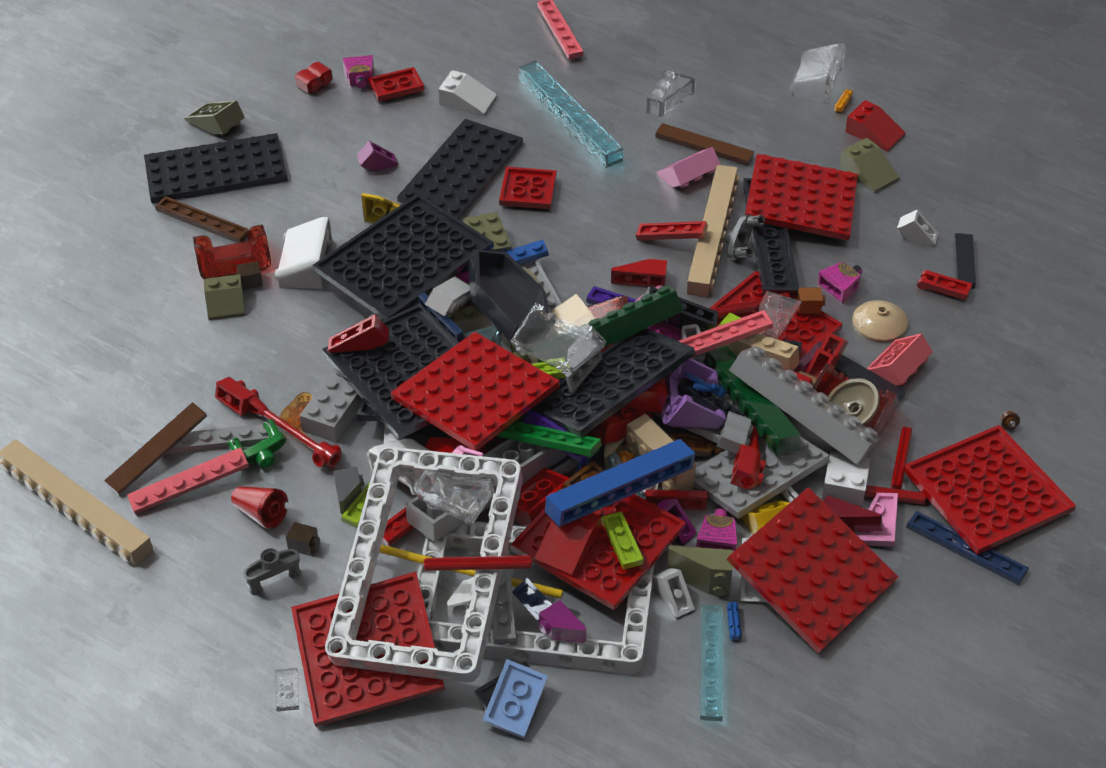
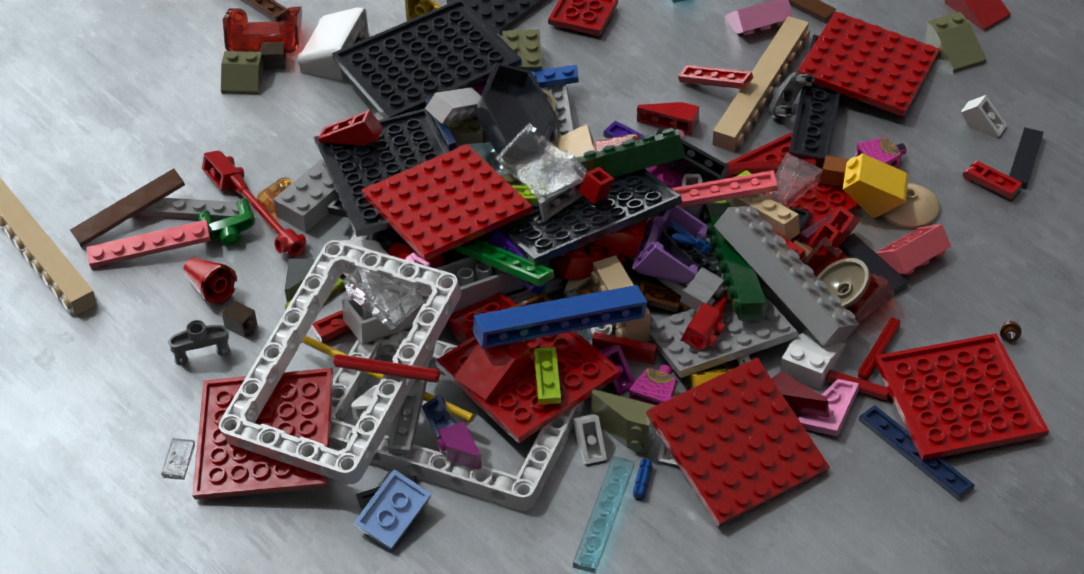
camera: 15 degrees right, 0 degrees up
(613, 351) = (596, 185): none -> red brick
(851, 307) = (875, 184): none -> yellow slope

